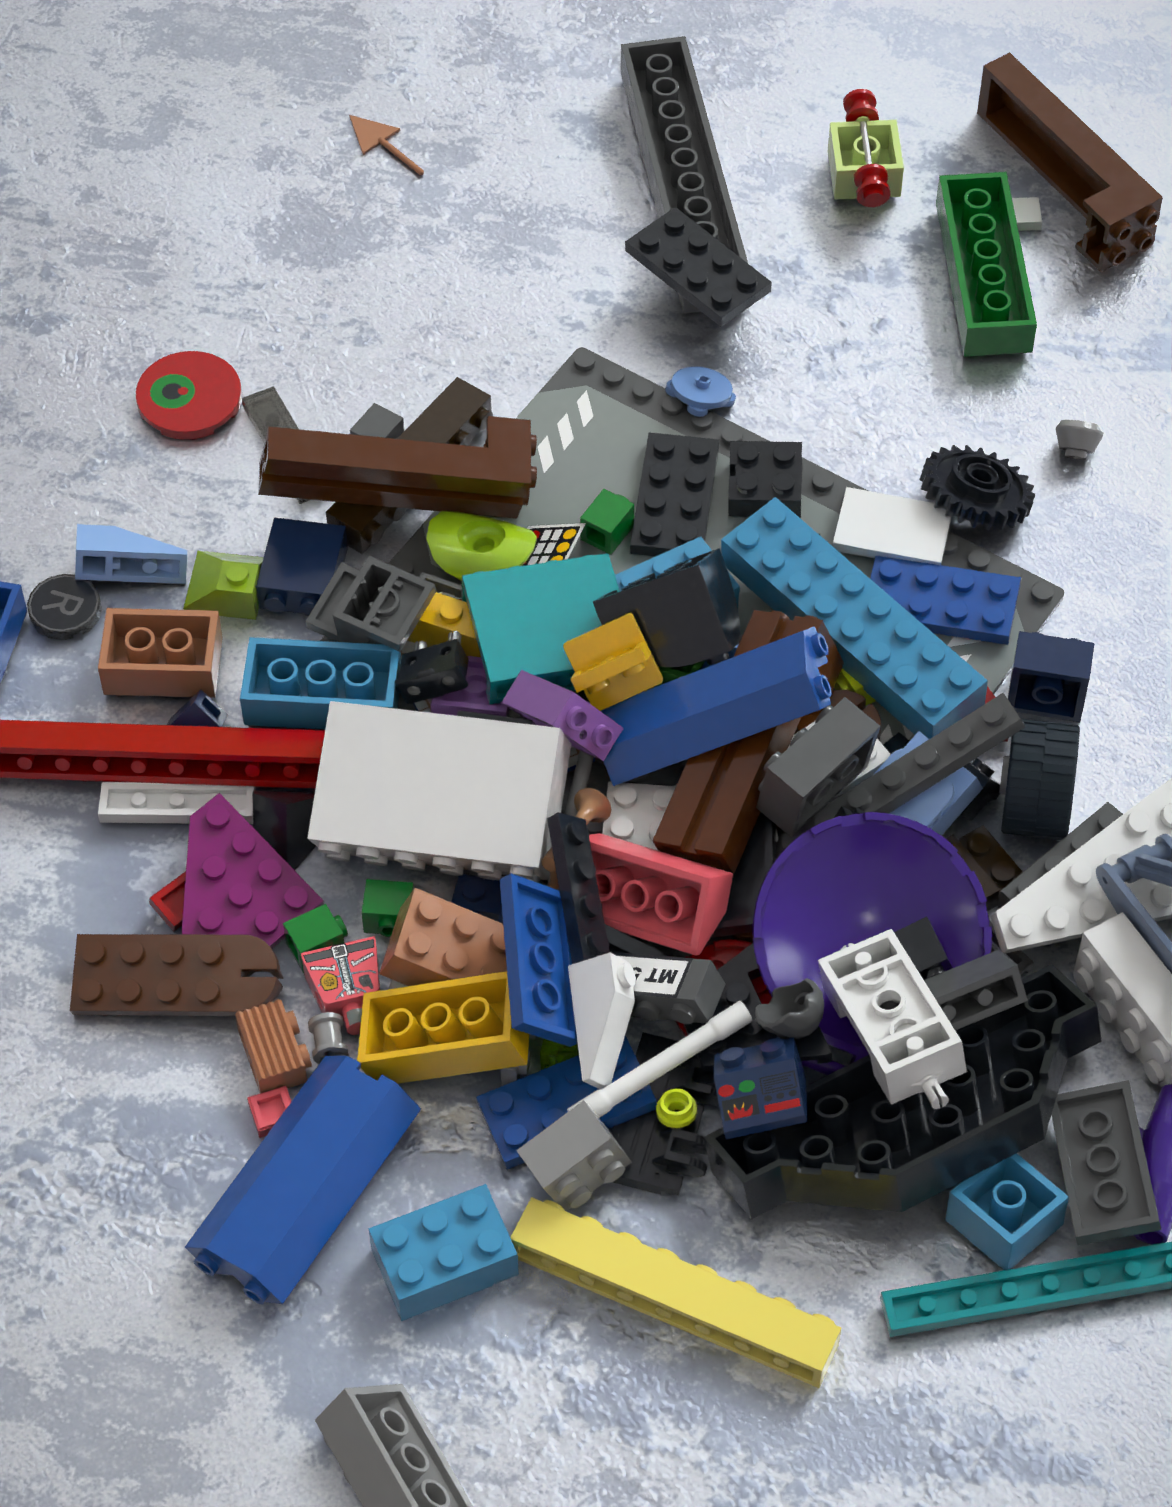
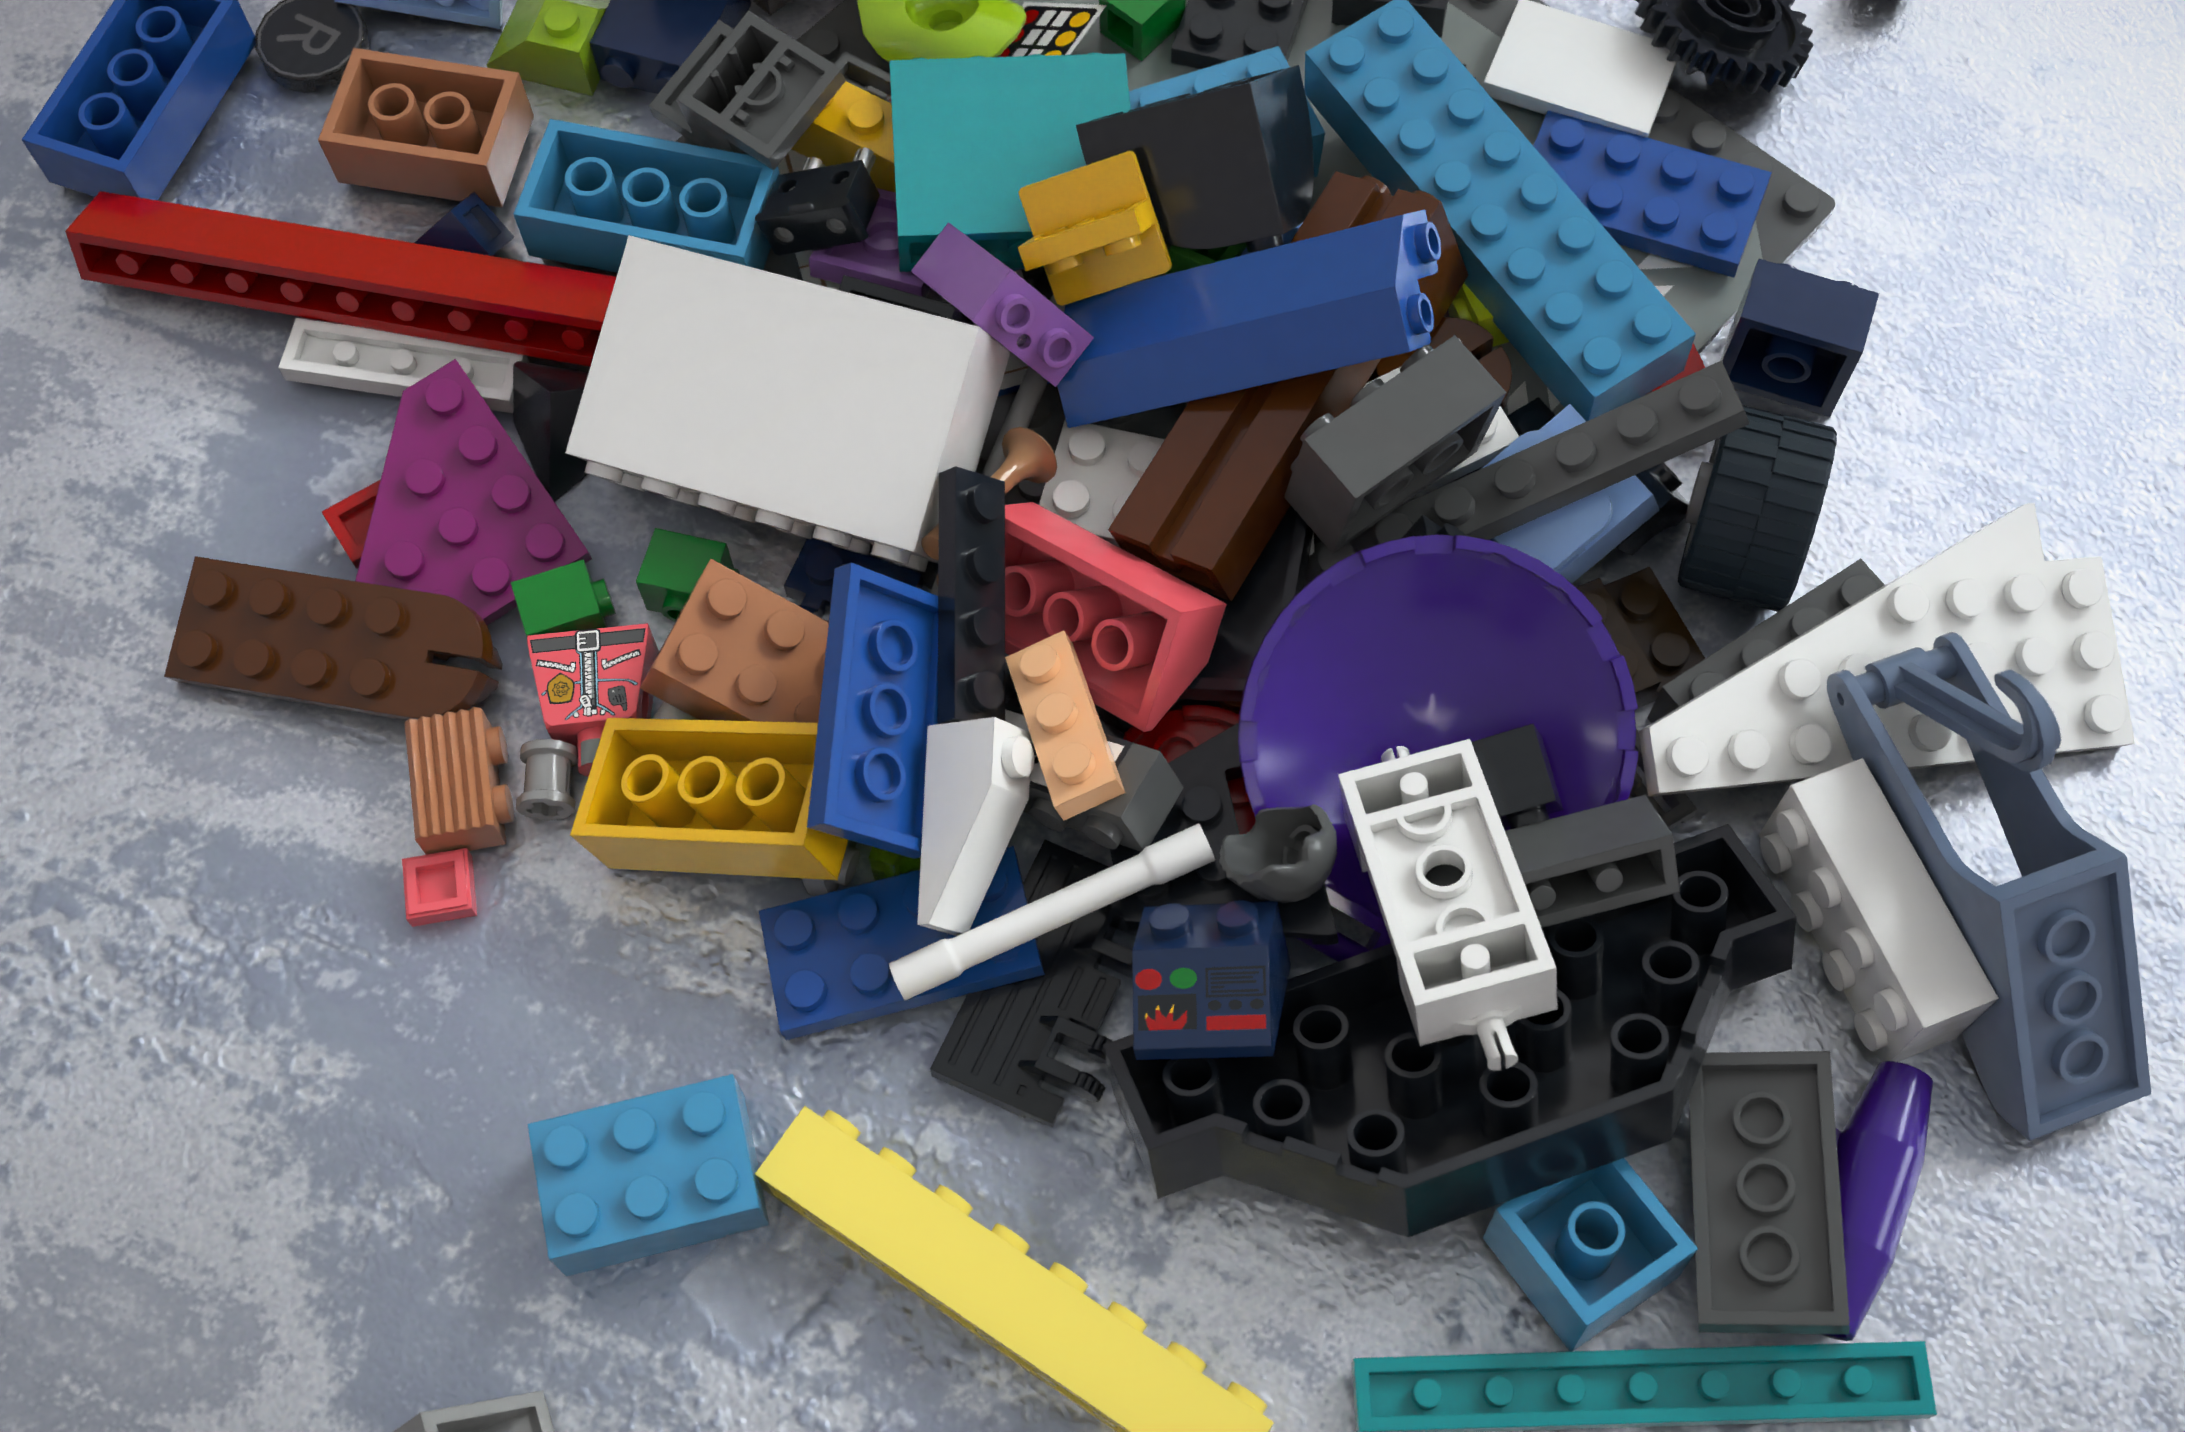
camera: 10 degrees right, 10 degrees up
(303, 1179) = (449, 1018): blue panel -> none
(574, 1157) = (884, 1049): light grey brick -> none
(649, 954) = (1064, 726): none -> light nougat plate
(676, 1100) = (1065, 968): neon yellow plate -> none

